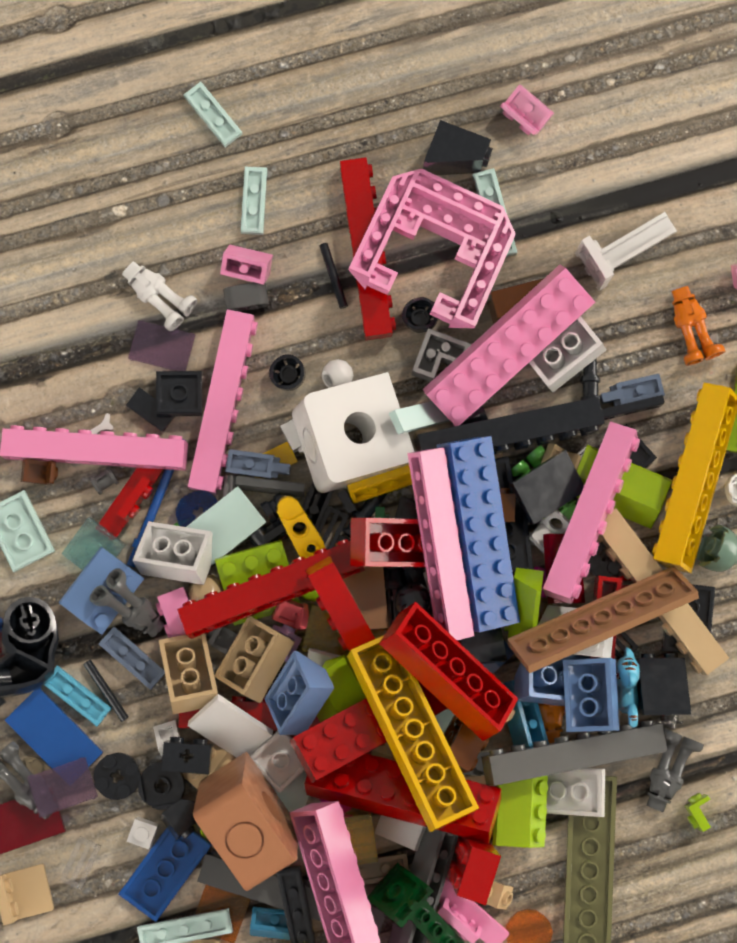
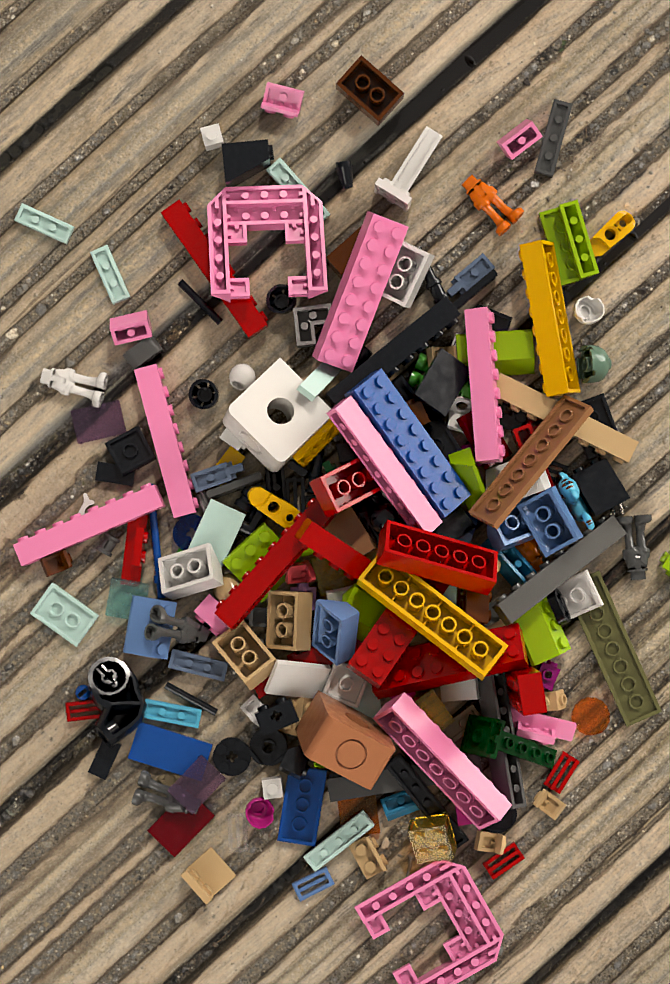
camera: 20 degrees left, 5 degrees up
(114, 853) = (259, 812): none -> dark pink hair
(433, 111) = (212, 137): none -> white brick
(513, 857) = (548, 683): none -> magenta brick
(553, 795) = (559, 607): none -> black beam
(554, 217) = (345, 173): none -> black cone
(623, 145) = (369, 90): none -> reddish brown brick

